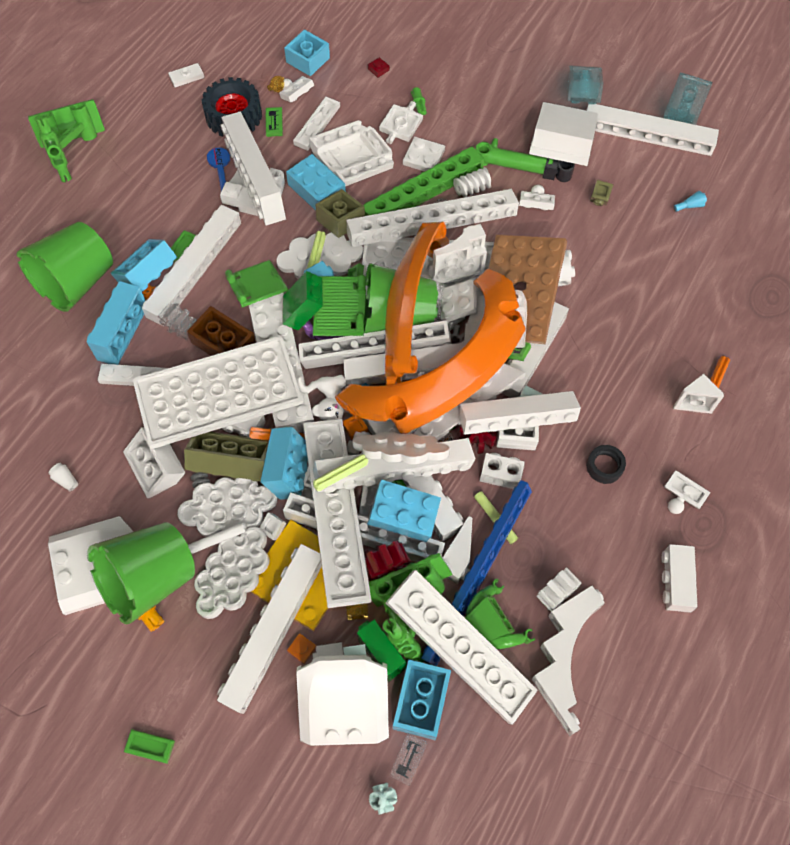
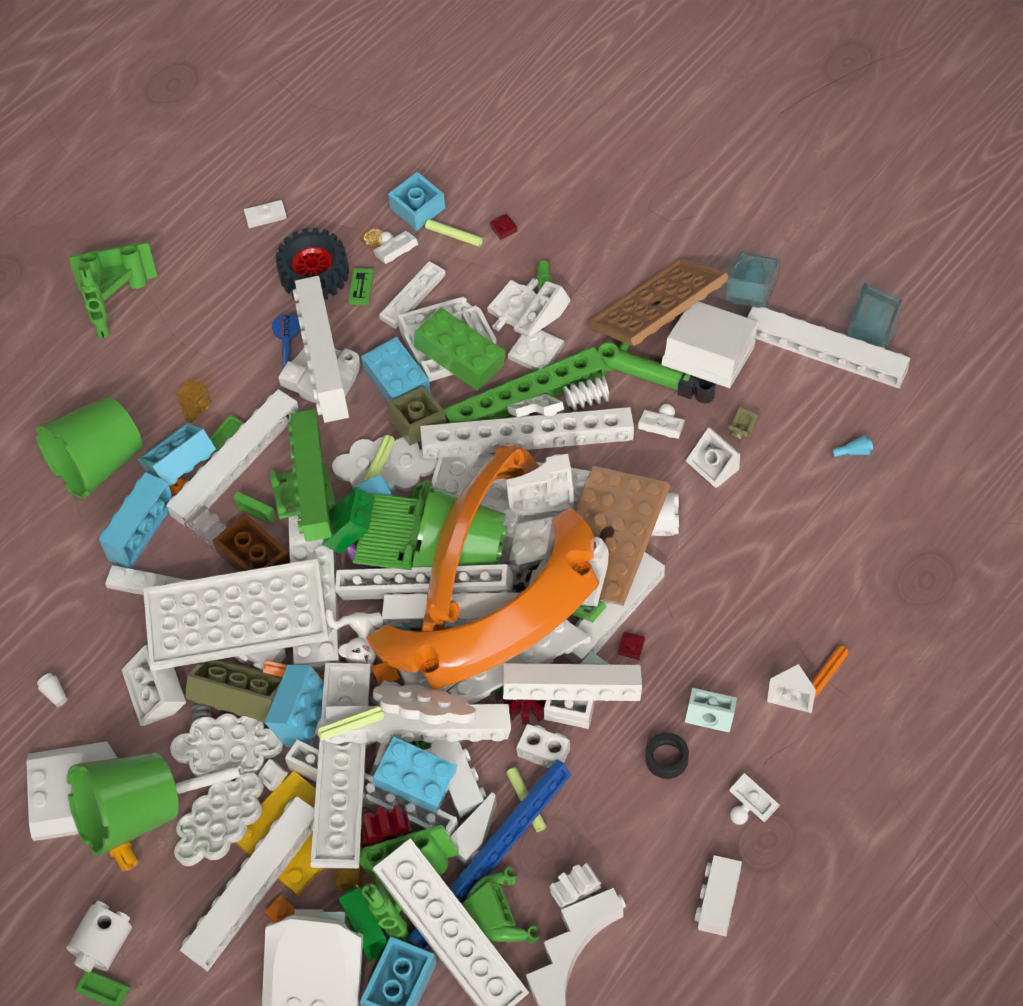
camera: 15 degrees right, 5 degrees down
(138, 708) = (96, 945): none -> white cylinder
(150, 220) = (194, 399): none -> clear yellow brick
(218, 302) = (254, 508): none -> bright green tile
(261, 270) = (310, 476): none -> bright green brick
(340, 75) = (454, 233): none -> yellowish green piece
(365, 157) = (459, 348): none -> bright green brick
(425, 122) = (543, 310): none -> white slope
(438, 194) = (542, 404): none -> white plate
(525, 99) = (673, 289): none -> medium nougat plate
(554, 377) = (631, 645): none -> dark red plate
(586, 220) = (714, 458): none -> white slope
(634, 421) = (710, 710): none -> light aqua brick

